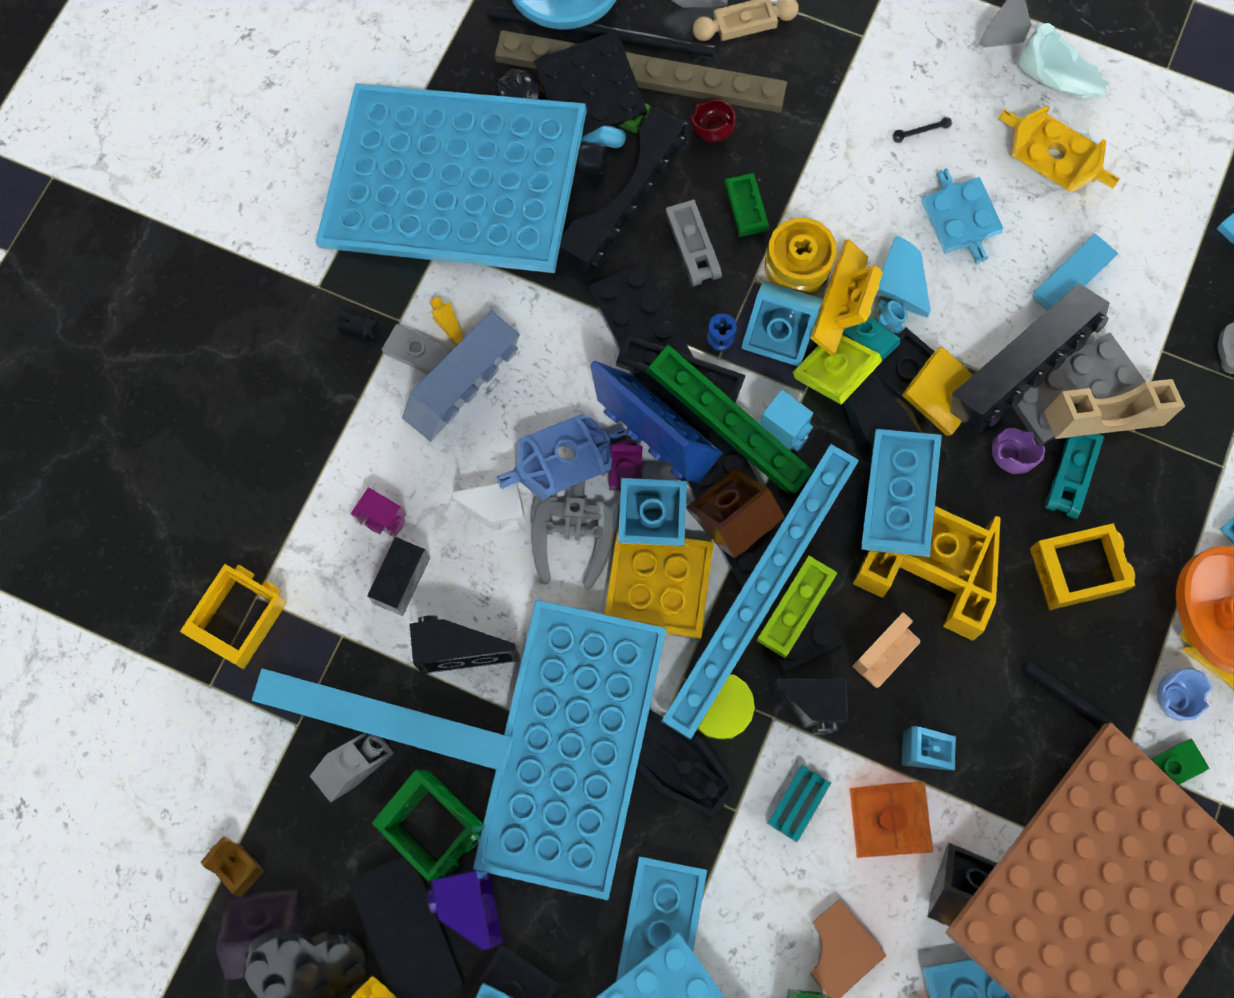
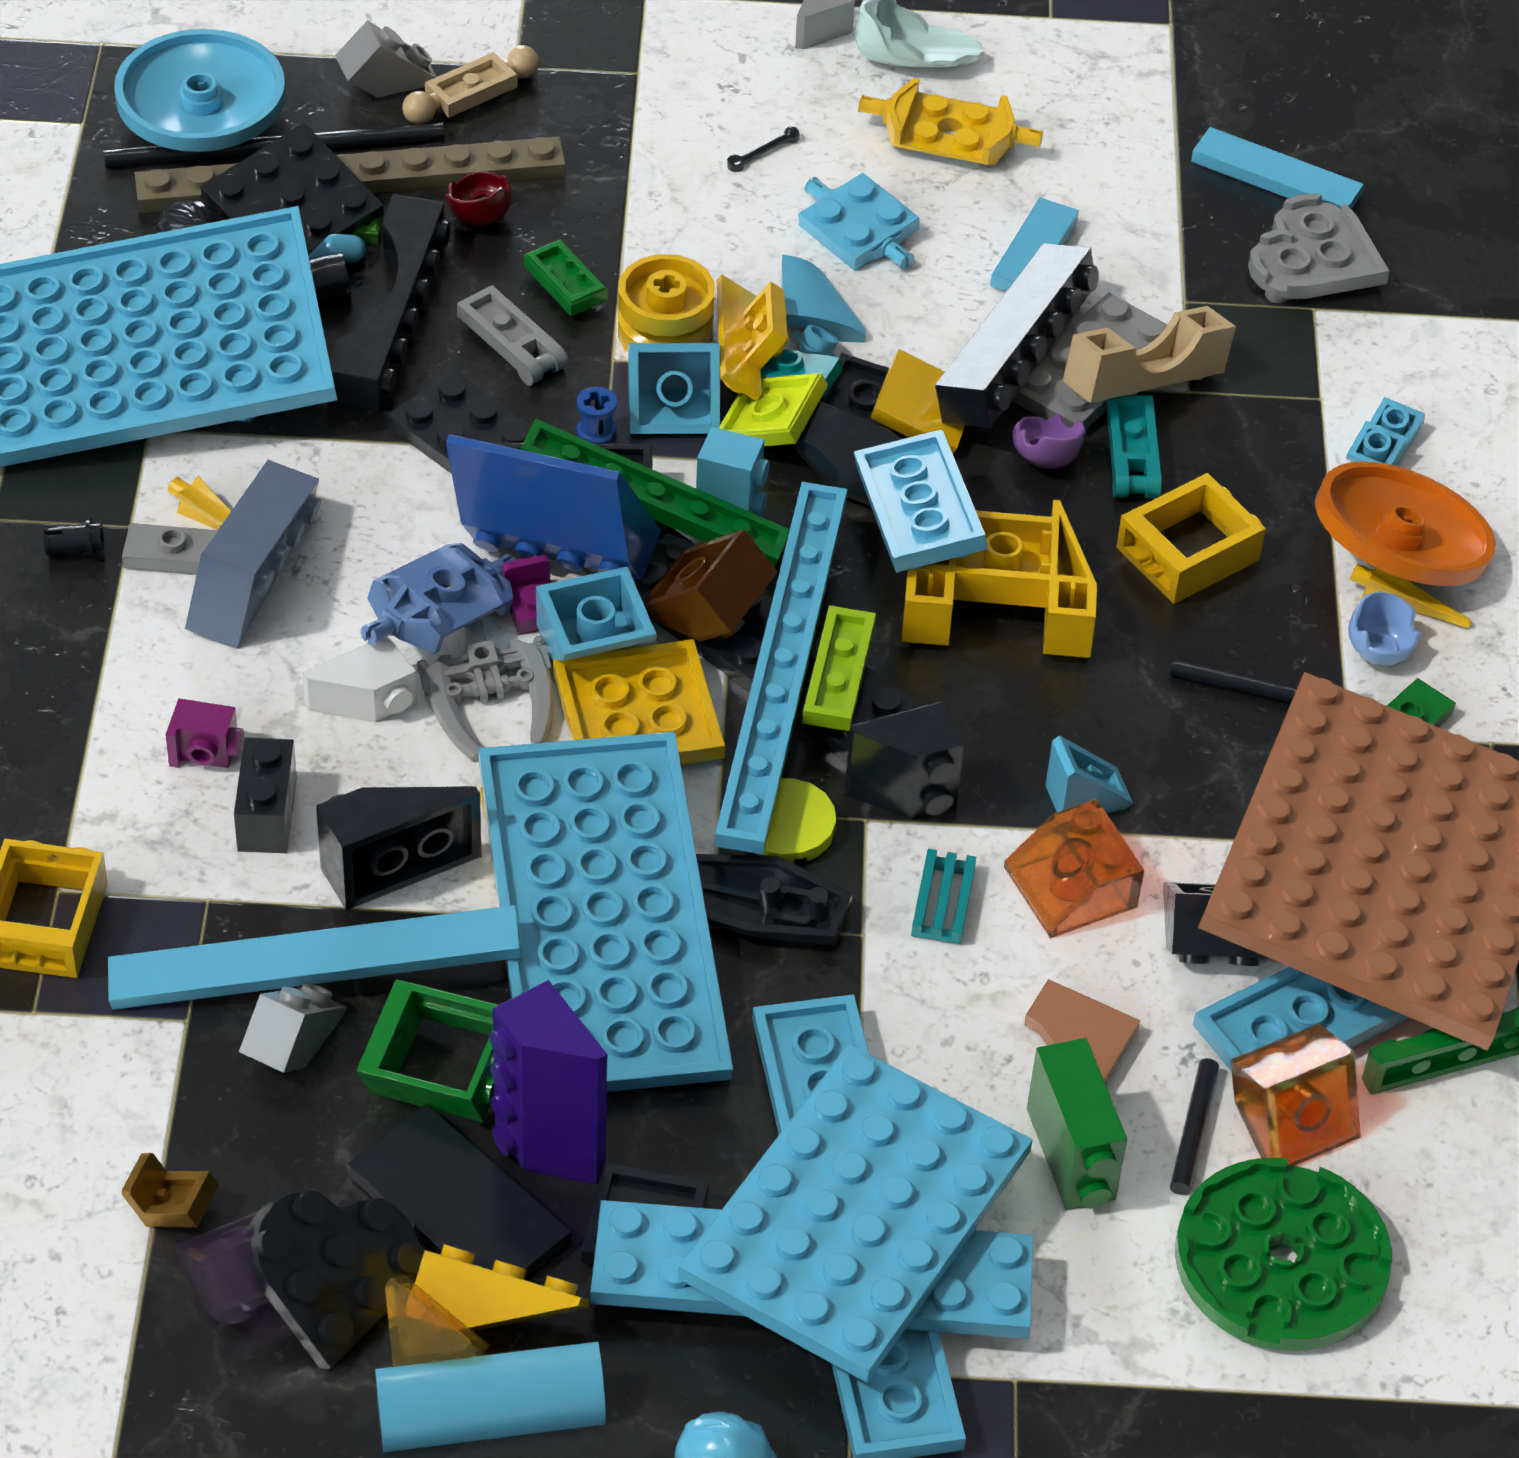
camera: 25 degrees left, 25 degrees down
(887, 652) = (981, 689): light nougat bracket -> none

